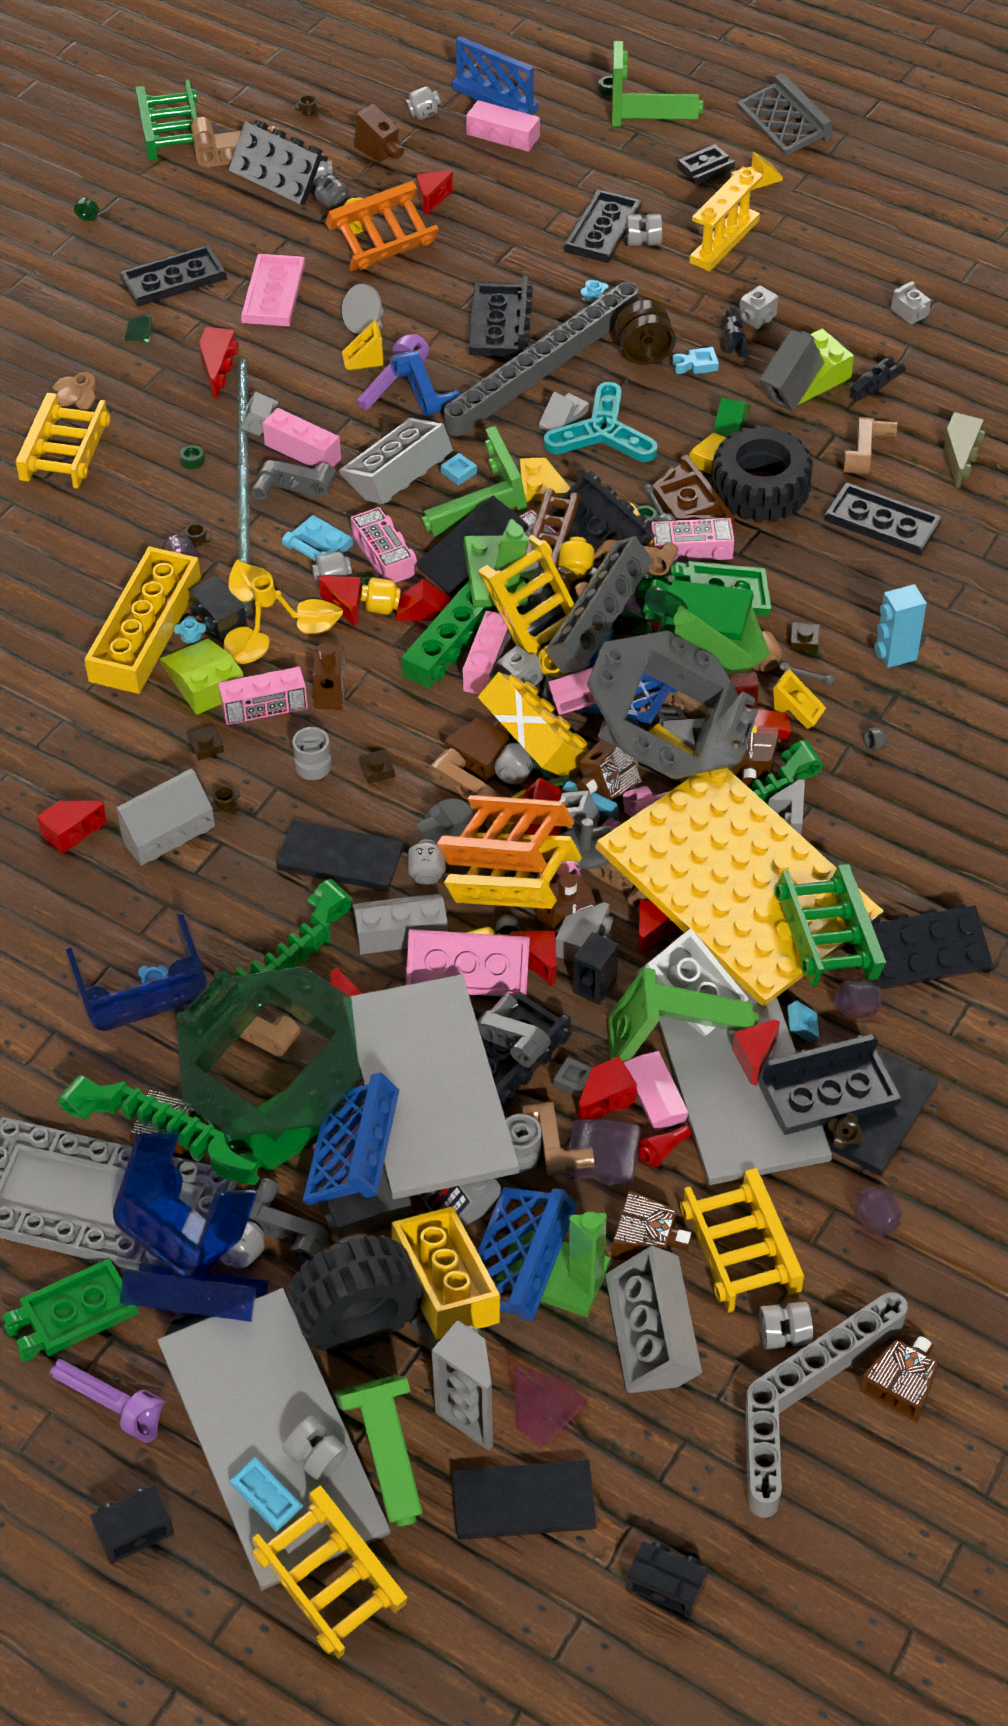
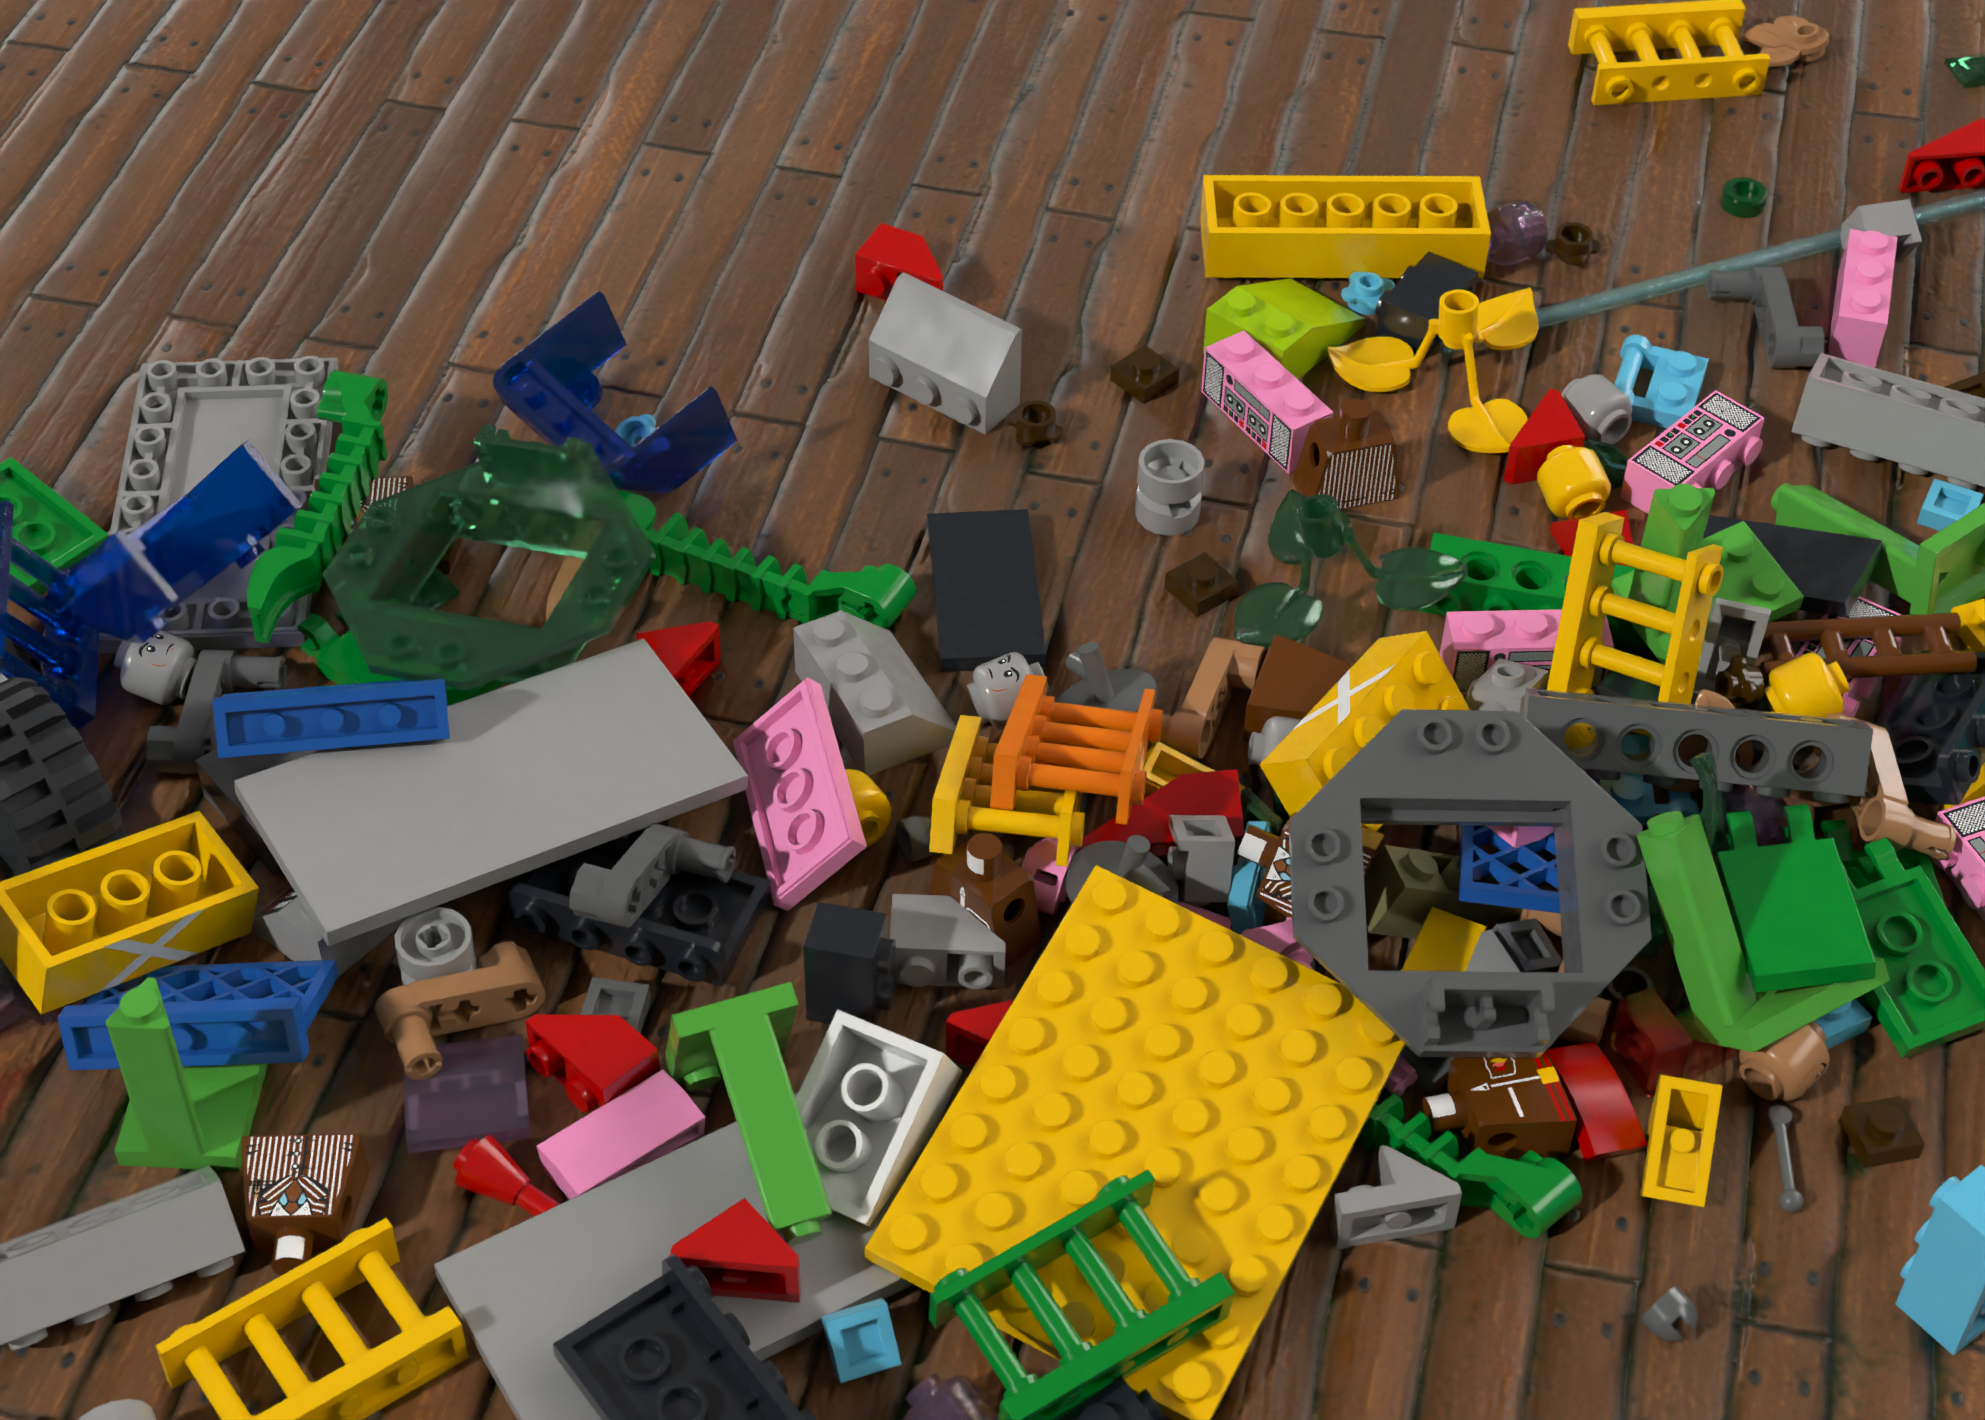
camera: 70 degrees right, 5 degrees down
(423, 739) = (1318, 528): none -> clear green plant
(541, 953) = (872, 878): red slope -> none

